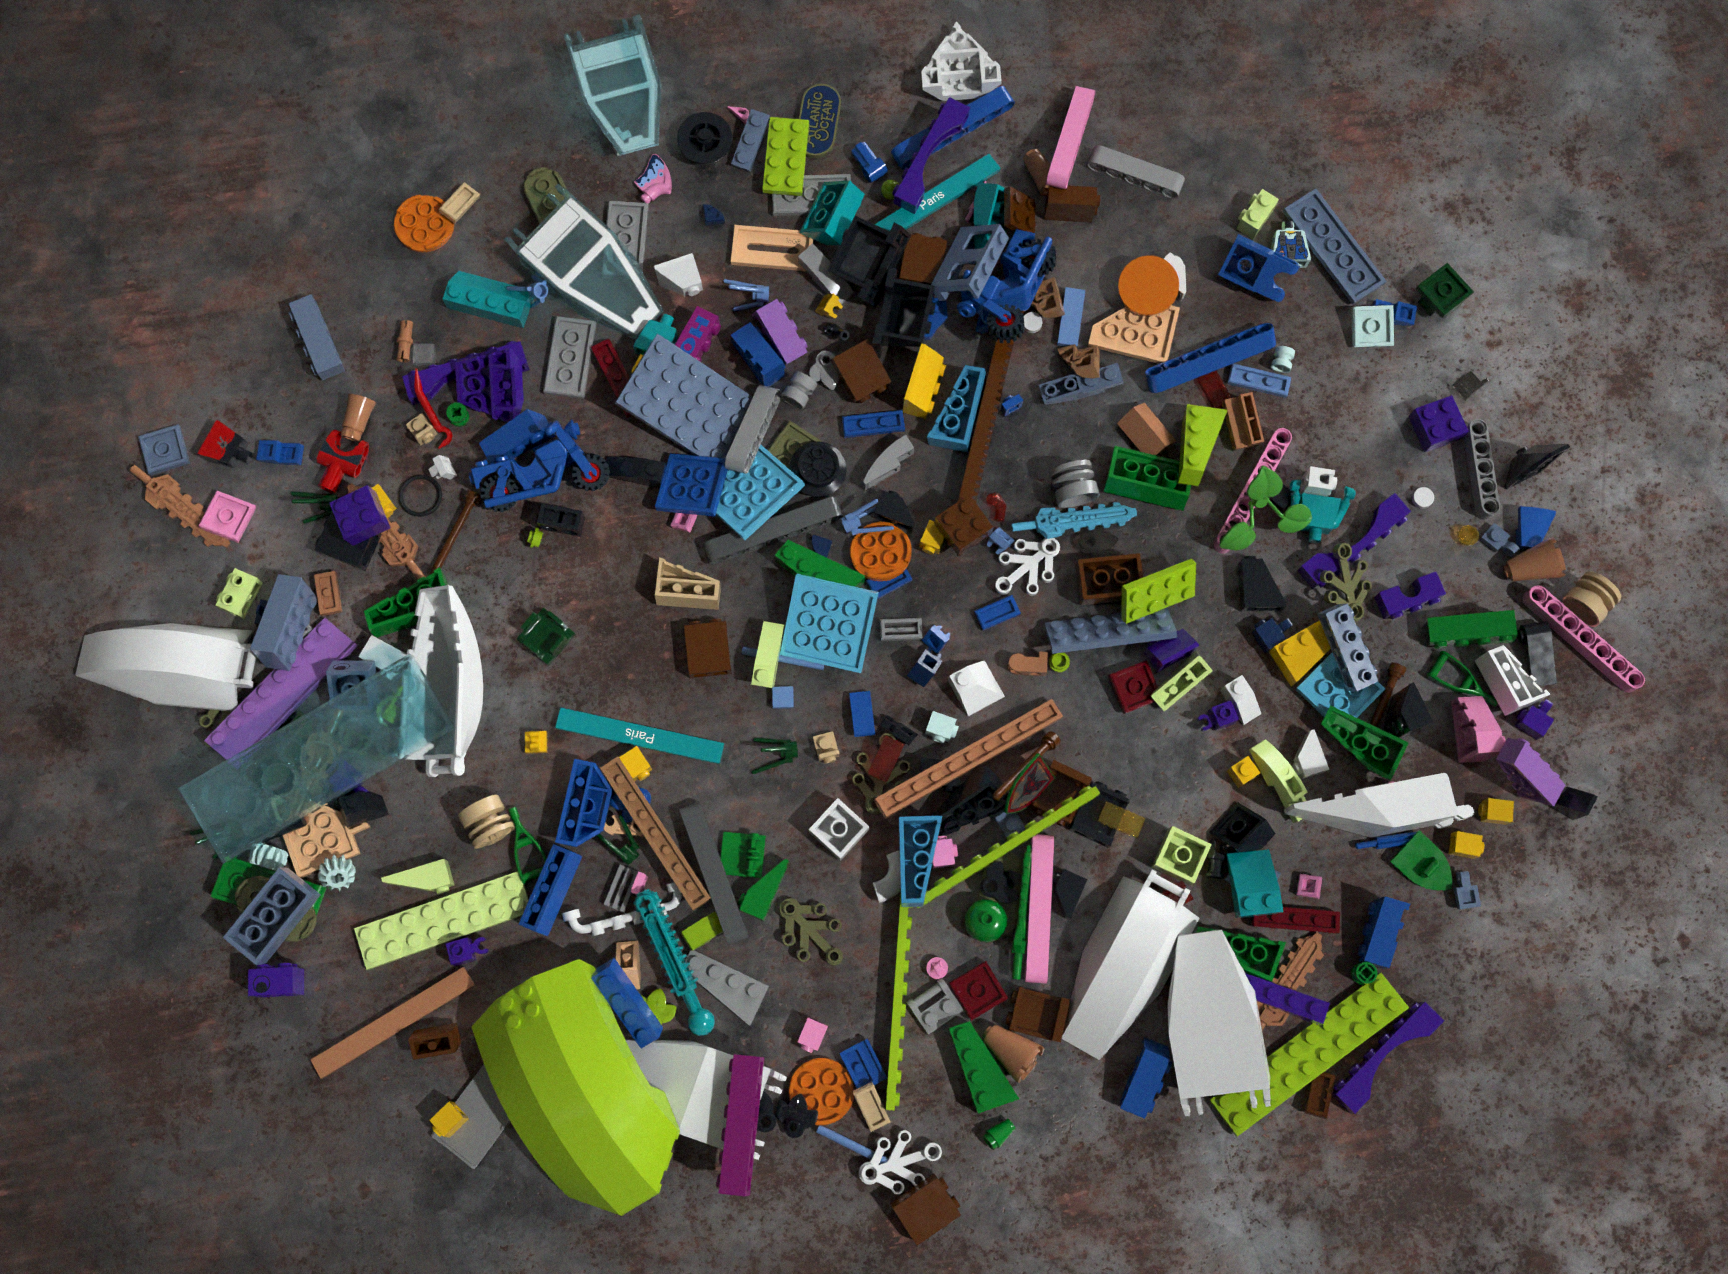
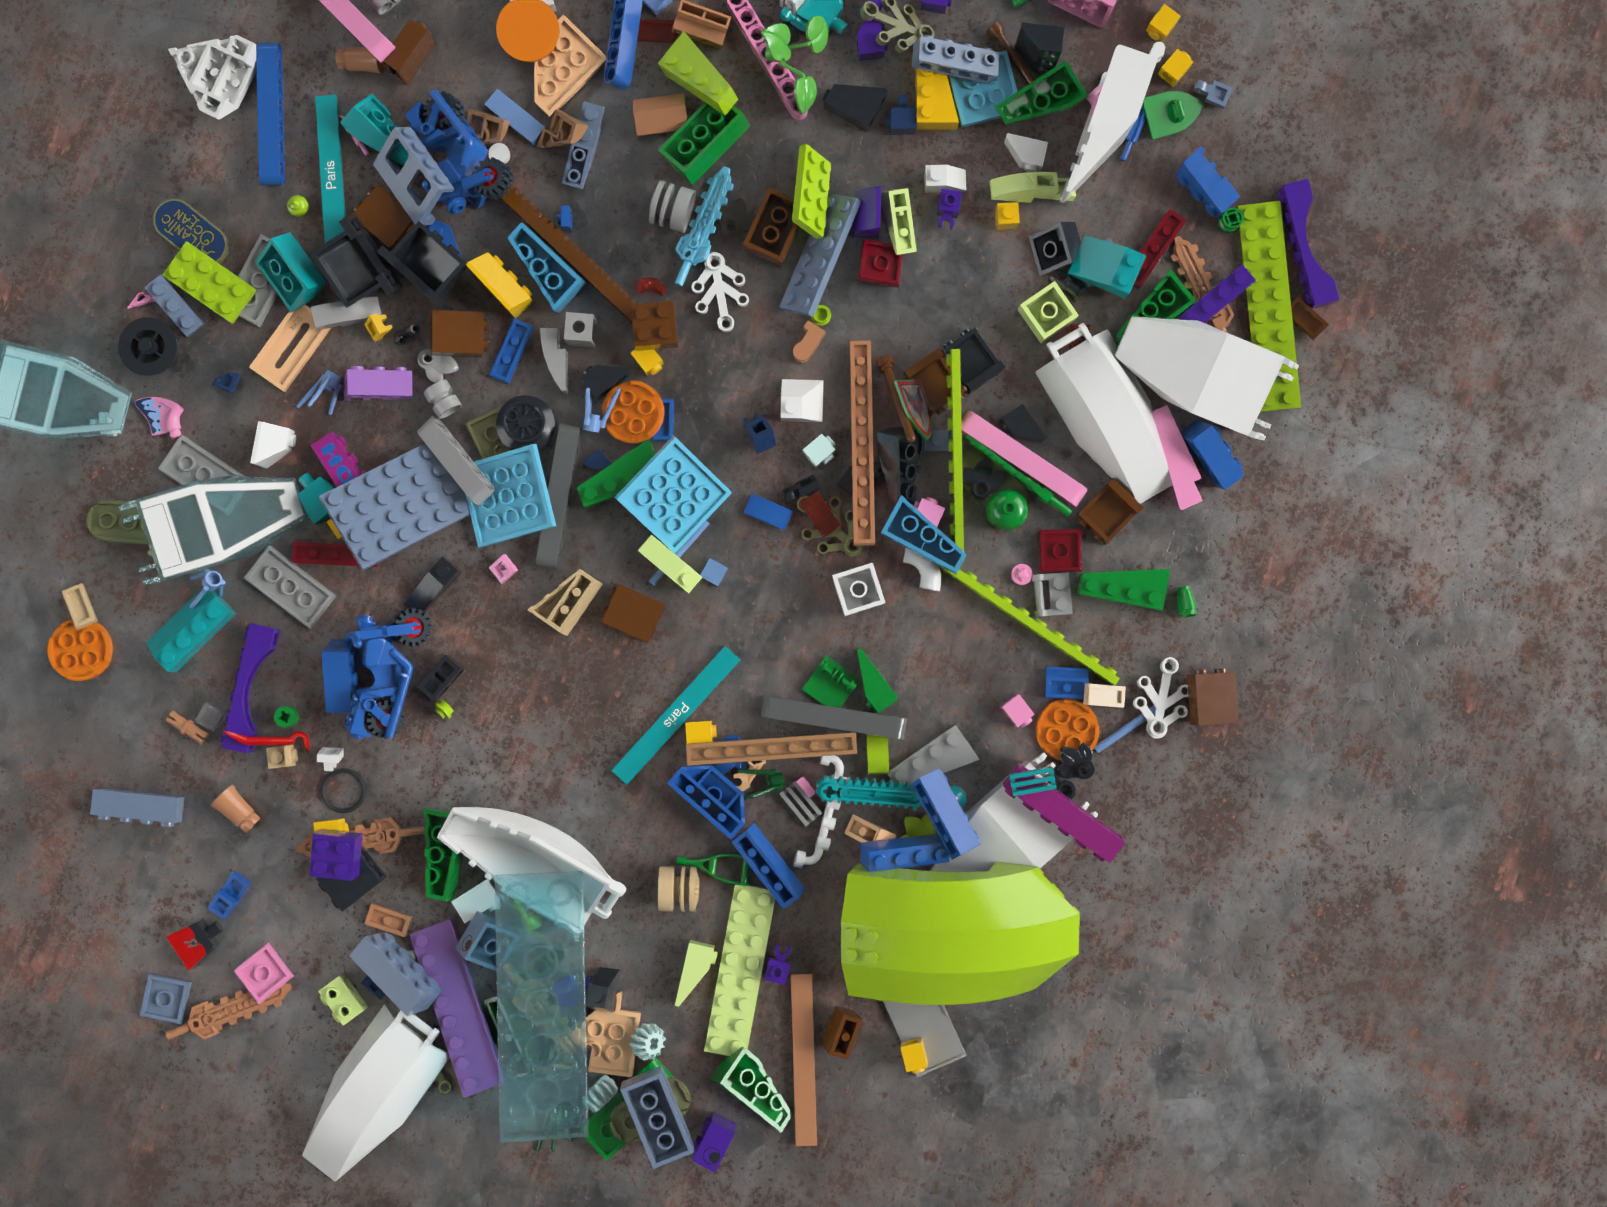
camera: 60 degrees left, 10 degrees up
(324, 502) = (302, 878): dark green plant -> none
(340, 462) = (271, 846): red connector -> none
(344, 985) = (748, 1083): none -> green wedge
(471, 501) = (375, 747): reddish brown piece -> none
(491, 384) = (277, 671): dark purple wedge -> none
(535, 742) = (629, 808): yellow tile -> none
(545, 635) = (538, 748): dark green panel -> none
(682, 1019) = (946, 813): none -> brick
(692, 485) = (476, 543): blue plate -> none
(740, 1062) = (1013, 776): none -> teal tile
(758, 355) = (387, 416): blue wedge -> none
(787, 749) = (763, 594): dark green plant -> none
(809, 928) = (927, 663): olive plant -> none
(826, 747) = (779, 559): tan bracket -> none
(871, 166) = (266, 210): blue piece -> none
(883, 630) = (704, 450): light grey tile -> none
(917, 473) = (581, 339): none -> light grey piece
(936, 638) = (739, 409): blue tile -> none
(949, 122) = (267, 114): dark purple arch -> none
(997, 612) = (746, 342): blue tile -> none
(1001, 538) = (683, 300): medium blue tile -> none
(1012, 1051) = (1126, 551): nougat cone -> none
(1019, 210) = (388, 102): reddish brown plate -> none
(1121, 819) = (987, 344): clear yellow tile -> none
(1122, 1049) = (1179, 460): none -> bright pink wedge
(1309, 886) = (1133, 220): bright pink tile -> none

